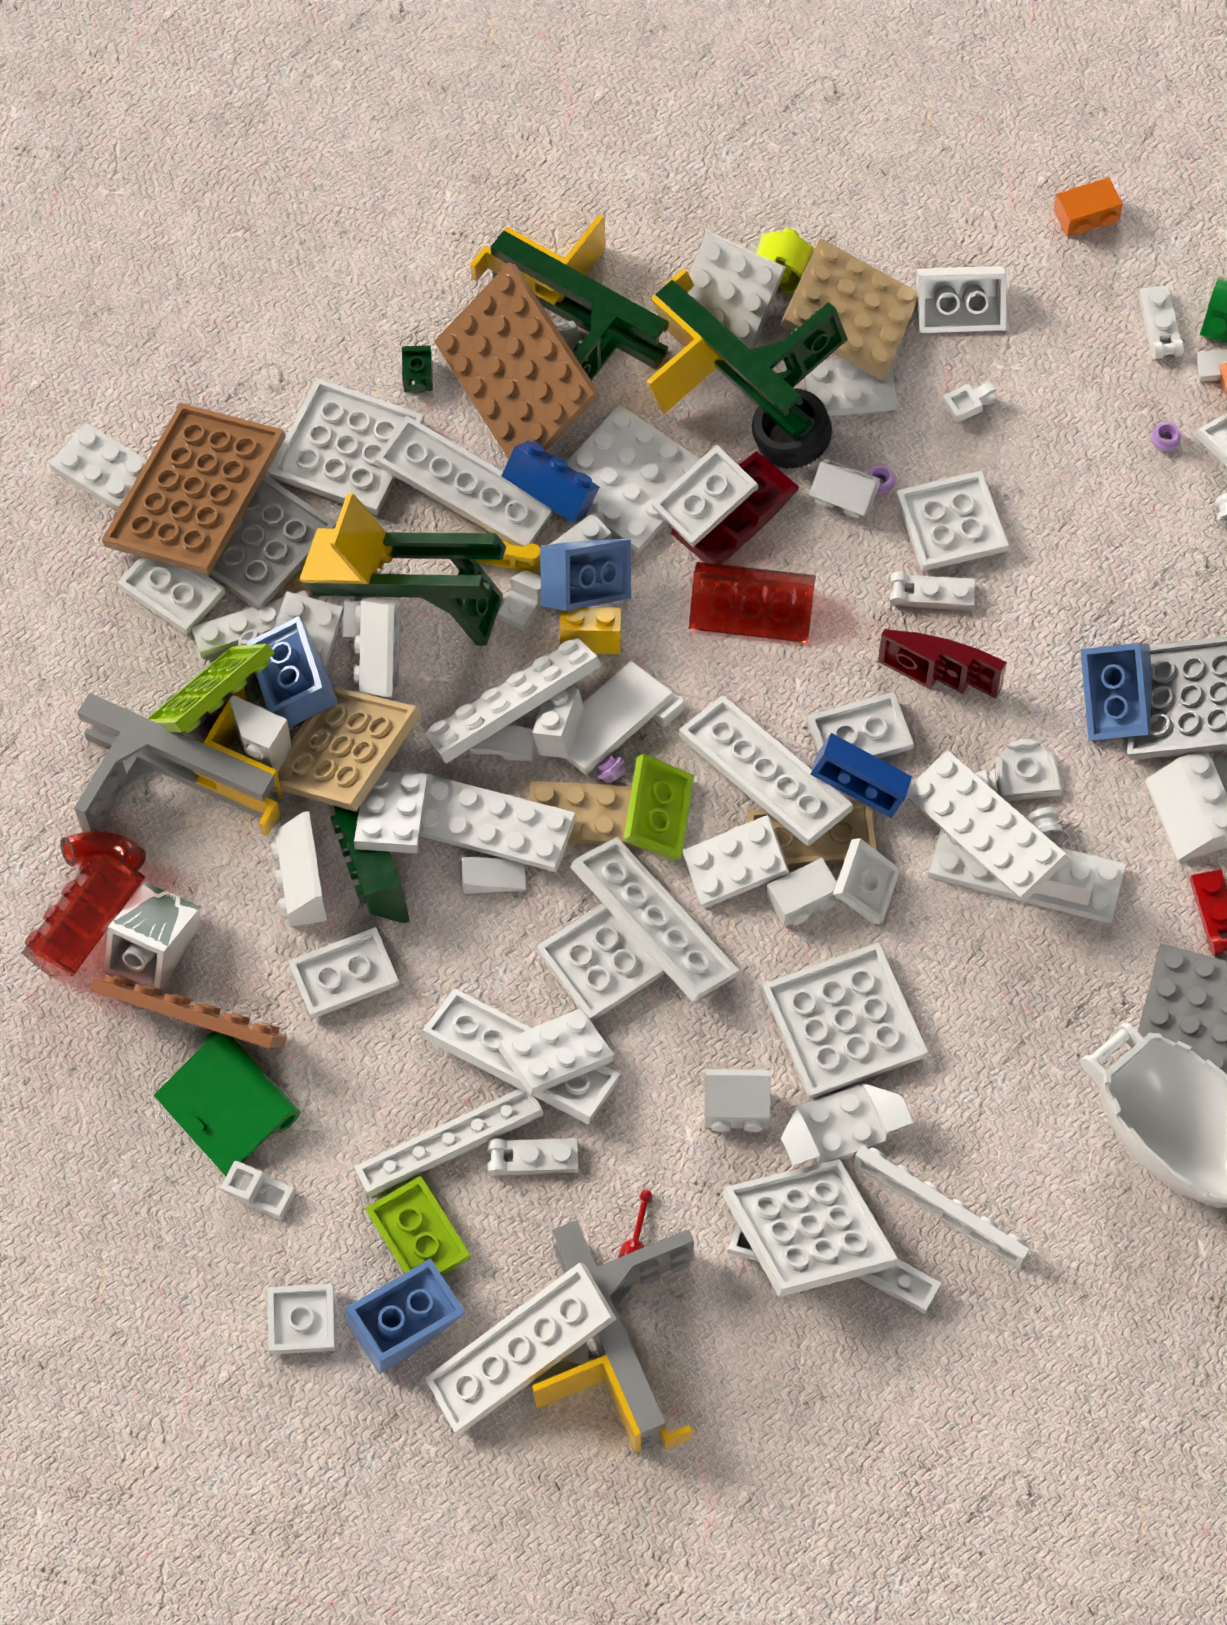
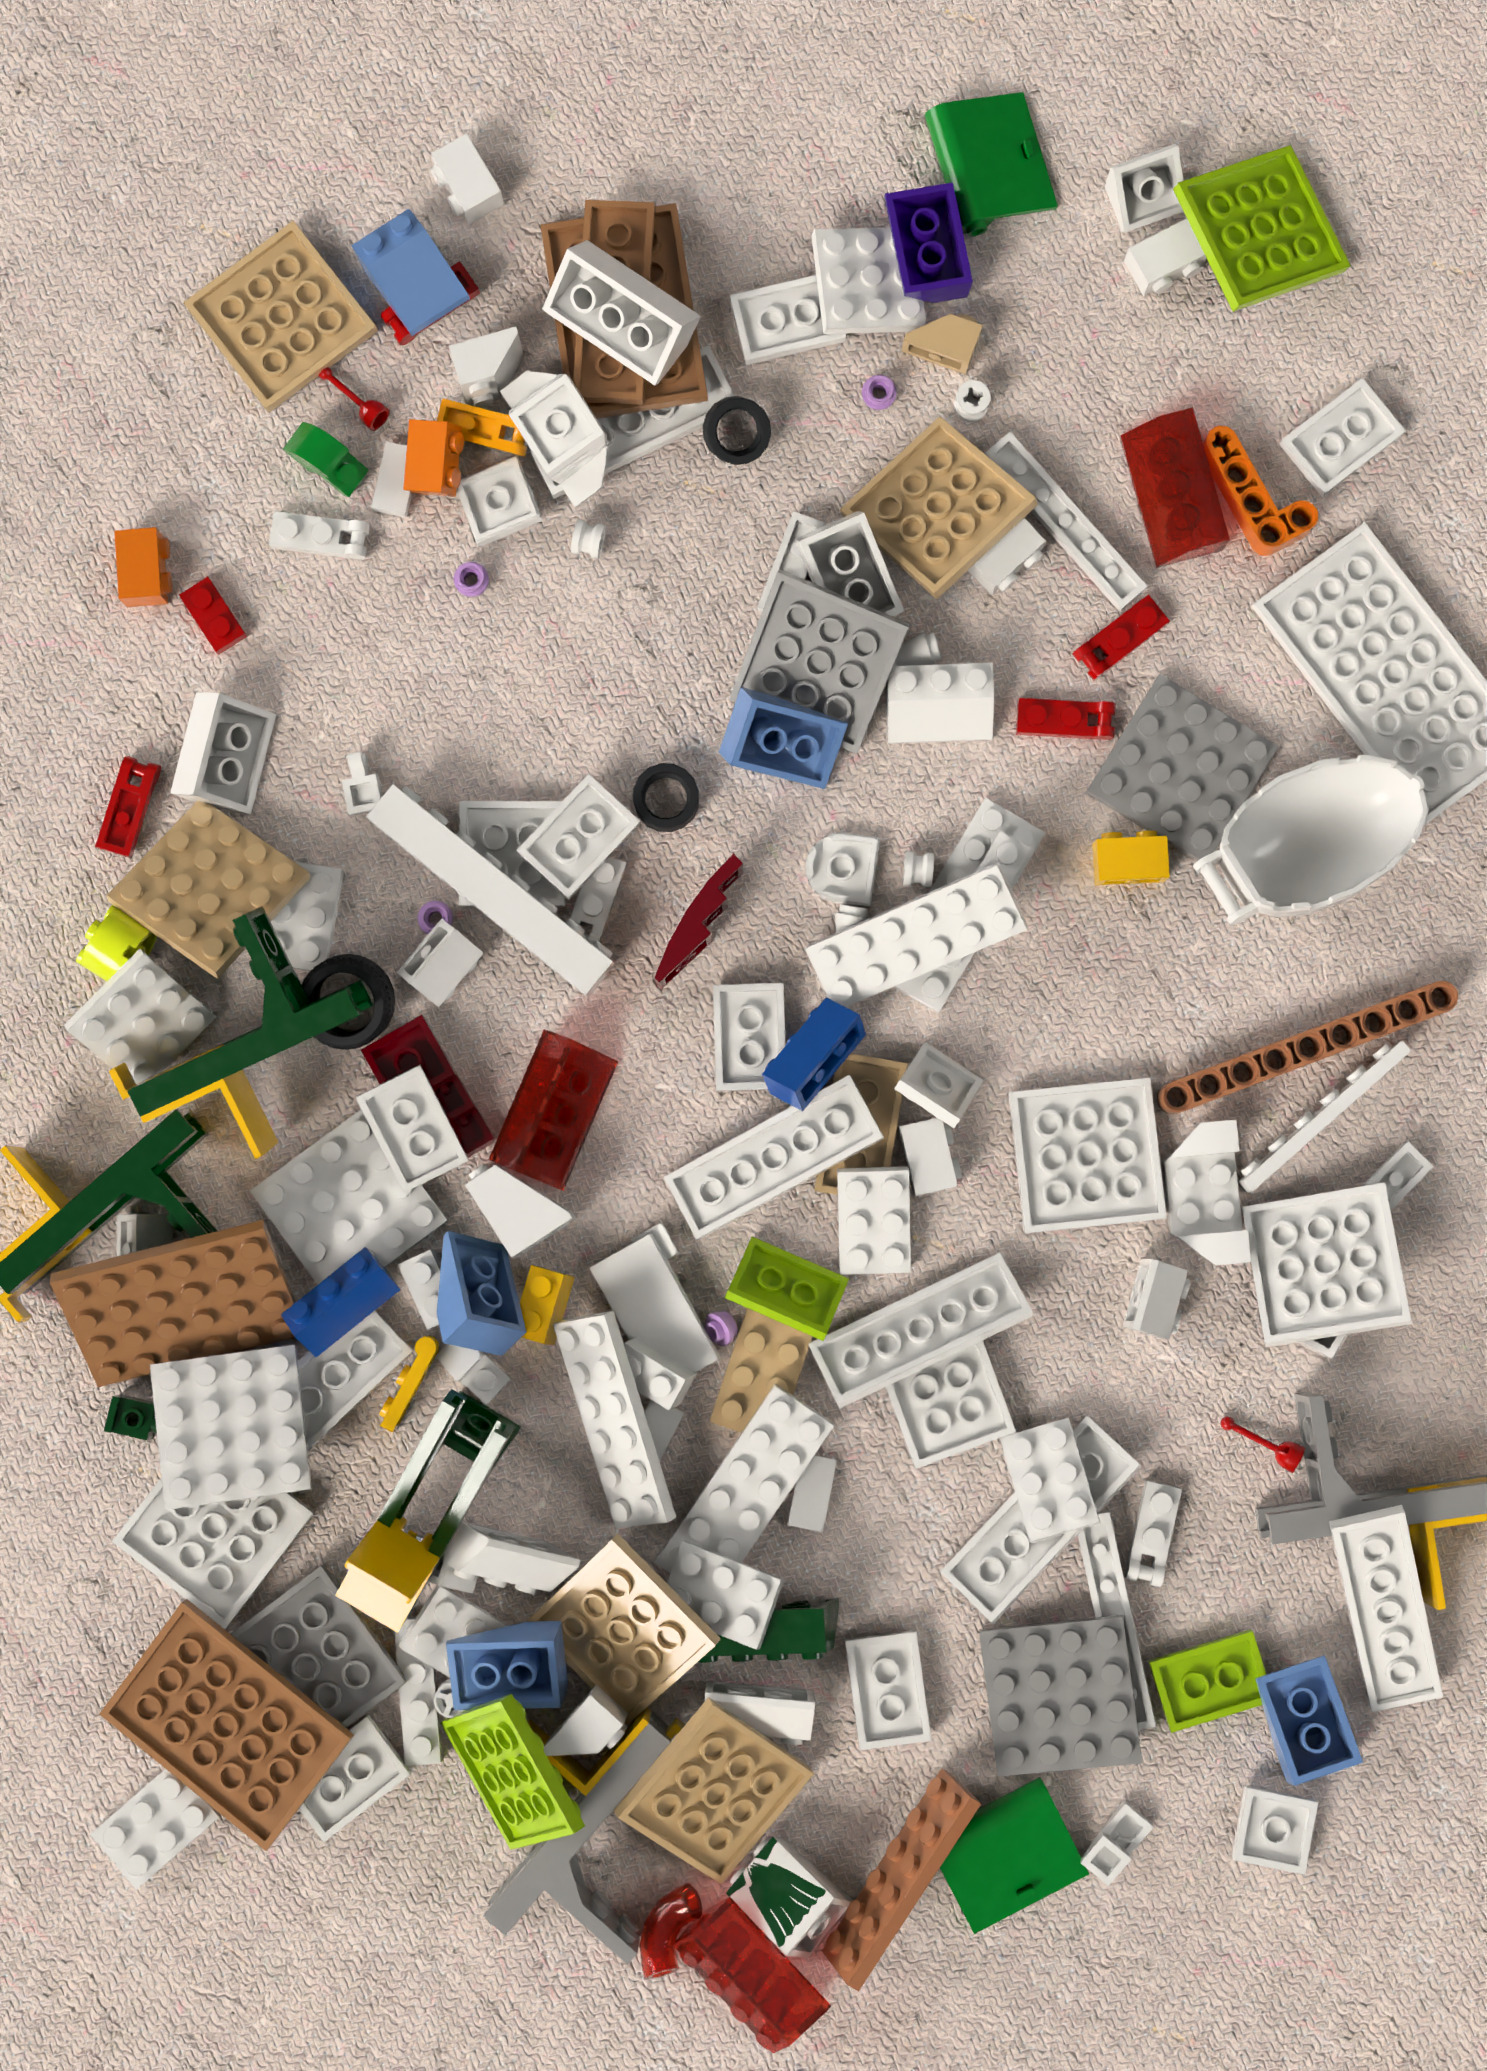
camera: 75 degrees left, 20 degrees up
(228, 848) = (714, 1791): none -> tan plate
(373, 1110) = (1060, 1696): none -> light grey plate
(429, 428) = (230, 1427): none -> white plate
(660, 588) = (515, 1209): none -> white slope
(896, 246) = (127, 807): none -> red plate
(915, 505) = (490, 890): none -> white brick
(982, 558) = (578, 836): none -> white plate
(998, 1192) = (1323, 1043): none -> nougat beam
(1040, 600) = (656, 772): none -> black tyre
(1068, 267) = (213, 615): none -> red plate
(1113, 991) = (1130, 858): none -> yellow brick

